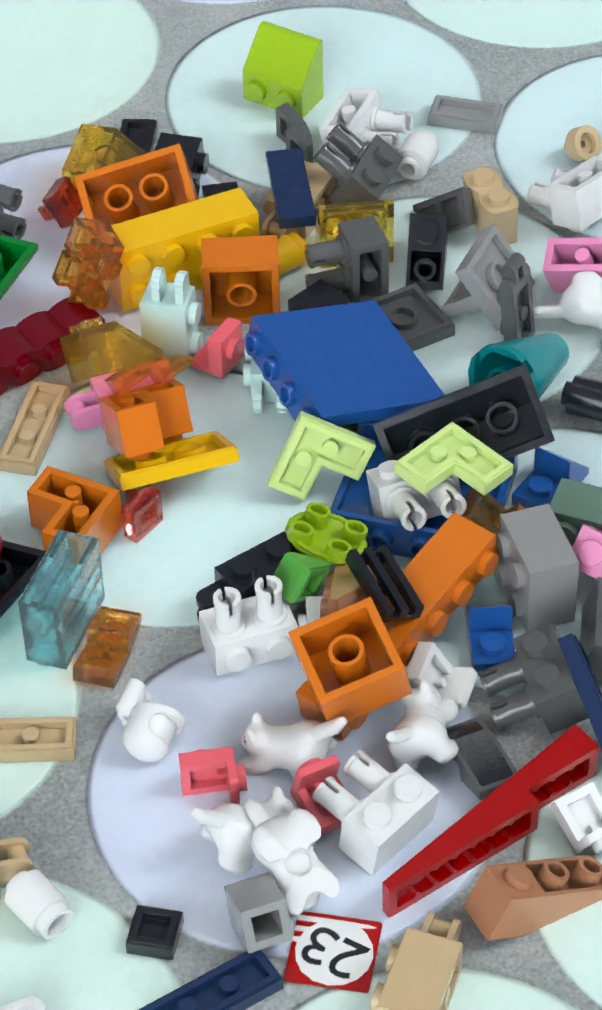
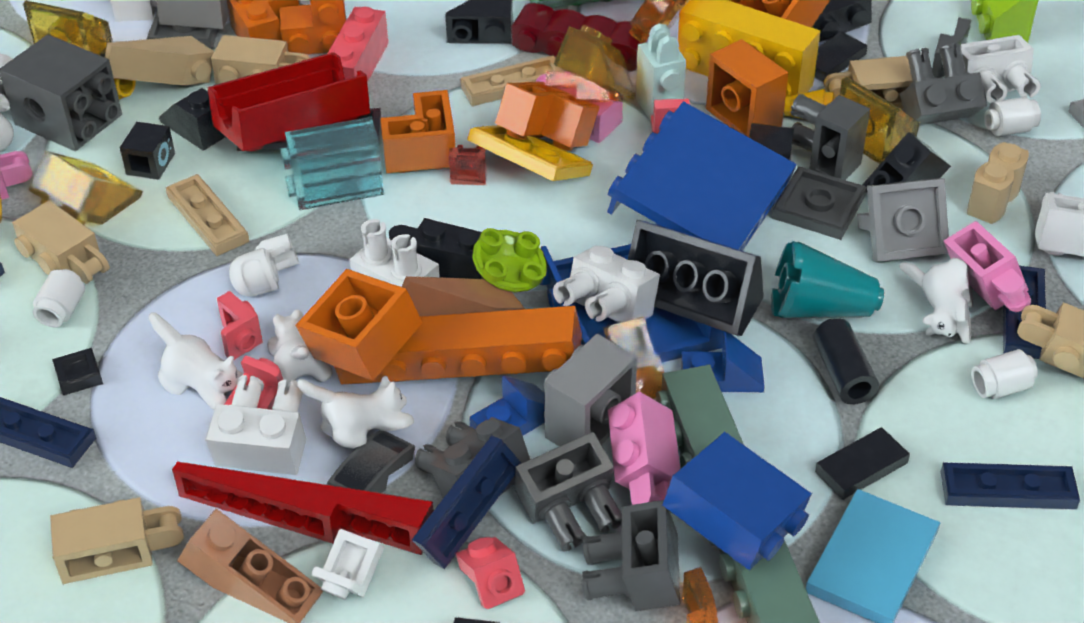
camera: 55 degrees right, 0 degrees up
(107, 647) = (338, 215): clear orange slope -> none
(258, 912) = (112, 410): light grey brick -> none
(287, 849) = (168, 389): white animal -> none
(290, 188) = (872, 61): dark blue tile -> none
(301, 576) = (449, 262): bright green slope -> none
(315, 445) = (596, 209): yellowish green tile -> none
(333, 952) = (125, 476): sticker -> none
(390, 583) = (478, 282): black tile -> none
(445, 680) = (427, 398): white bracket -> none
(454, 204) = (966, 163): dark grey tile -> none
(455, 453) = (641, 275): yellowish green tile -> none
(516, 299) = (880, 238): dark grey hinge -> none

